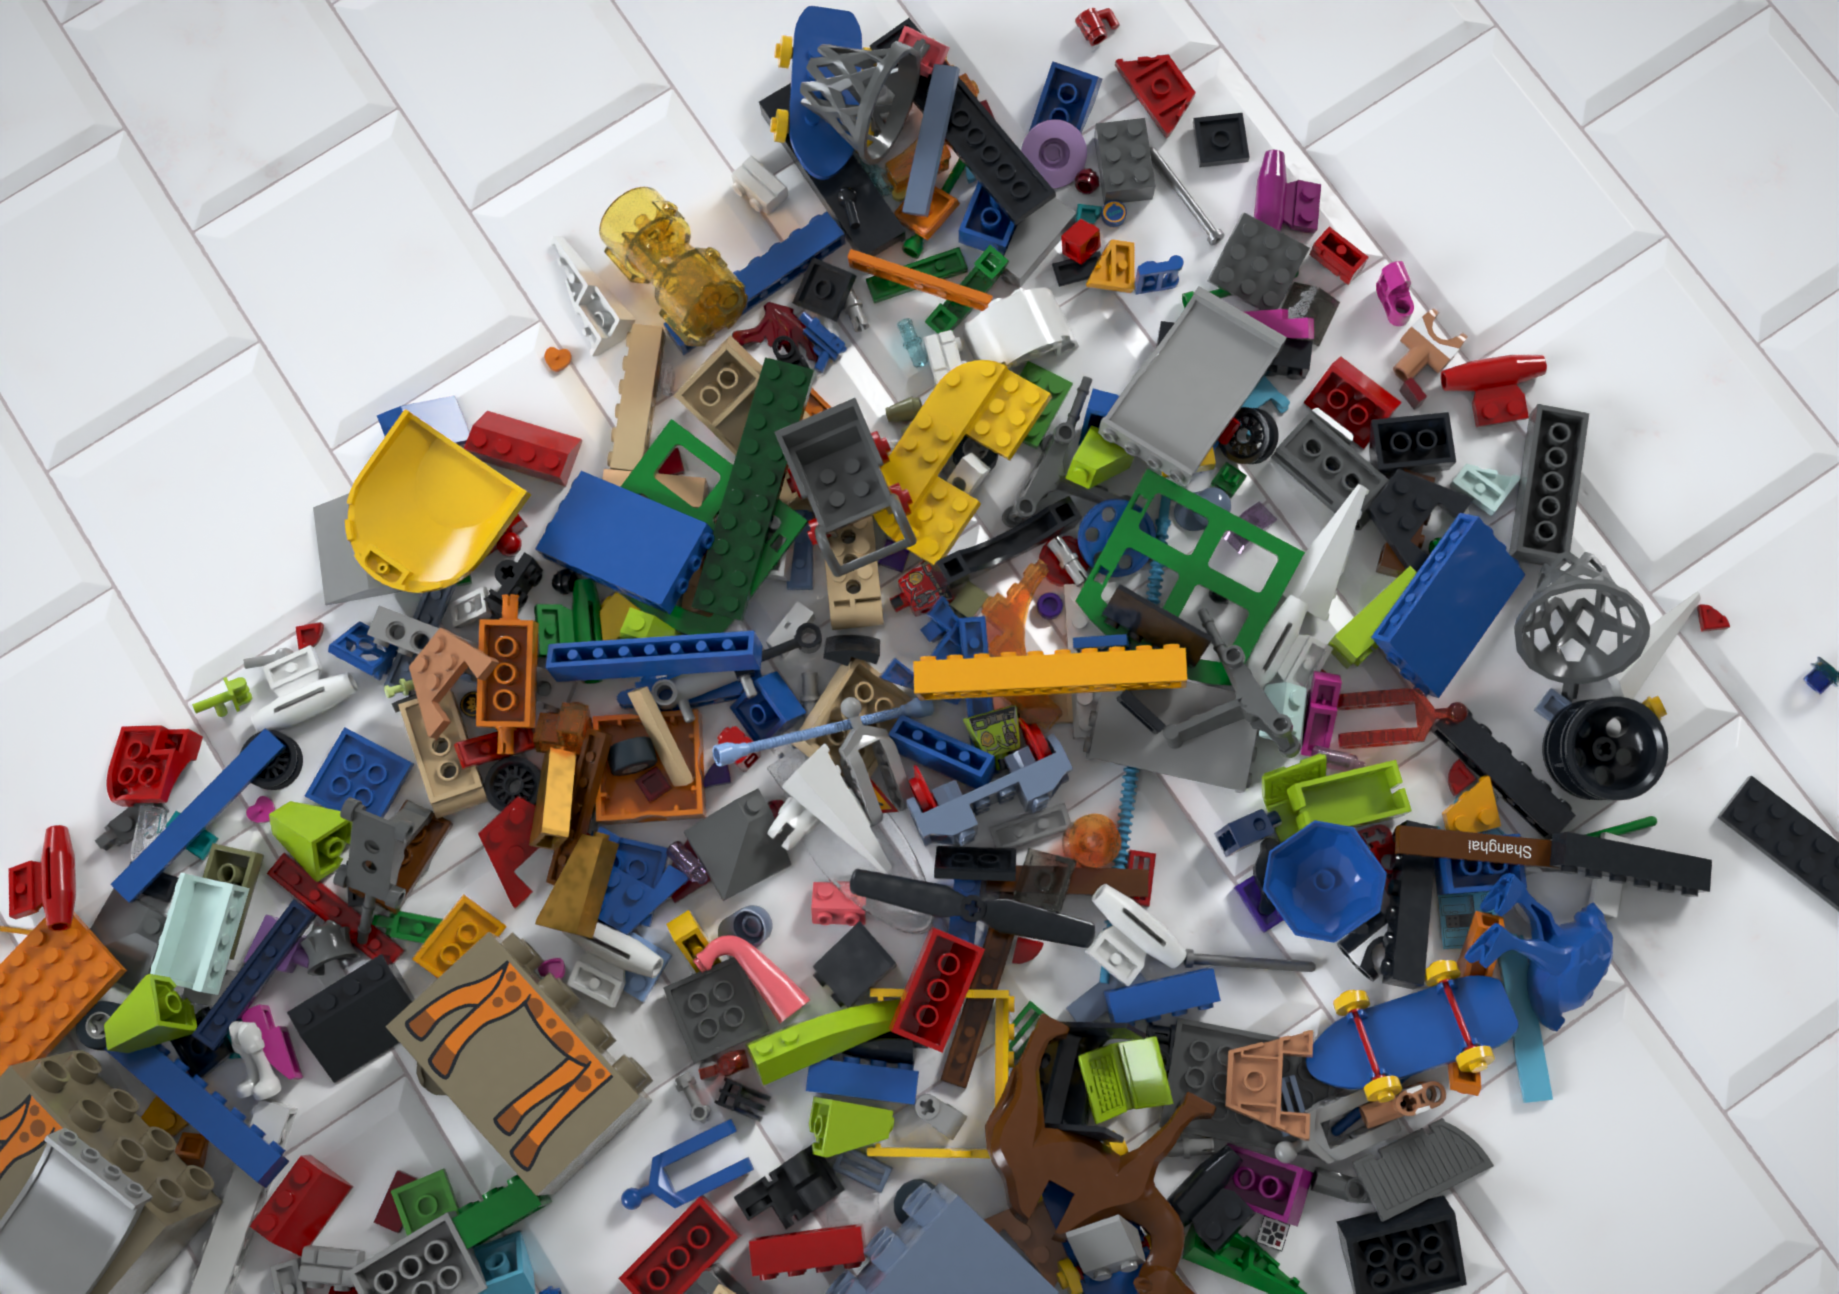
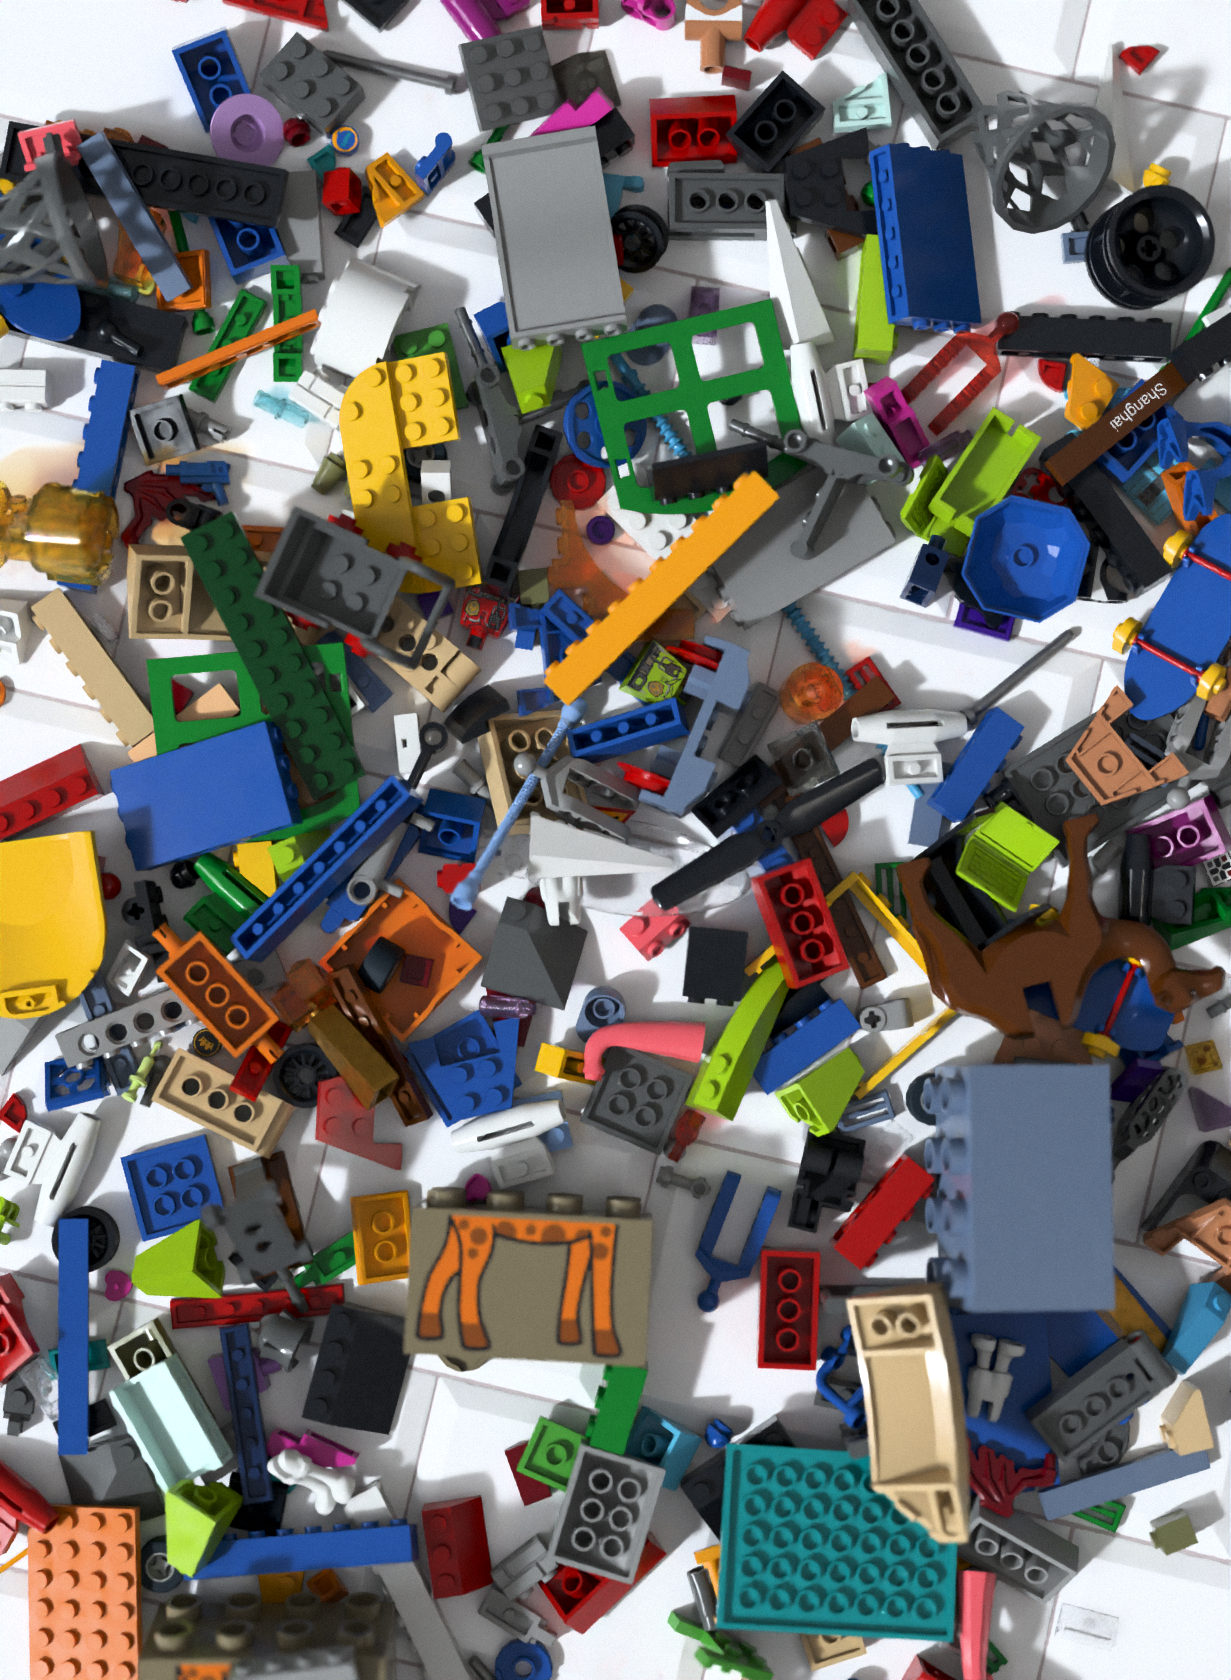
camera: 45 degrees left, 10 degrees up
(438, 670) = (157, 1040): nougat wing -> none
(581, 887) = (442, 1105): pearl gold slope -> none
(660, 736) = (389, 927): tan tile -> none
(739, 1098) = (720, 1148): black arm -> none
(1068, 560) = (583, 479): light grey pin -> none
(1102, 643) = (677, 526): blue plate -> none
(1107, 1247) = (1112, 997): light grey slope -> none
(1140, 712) = (759, 554): black tile -> none
(1229, 479) = (650, 289): green tile -> none

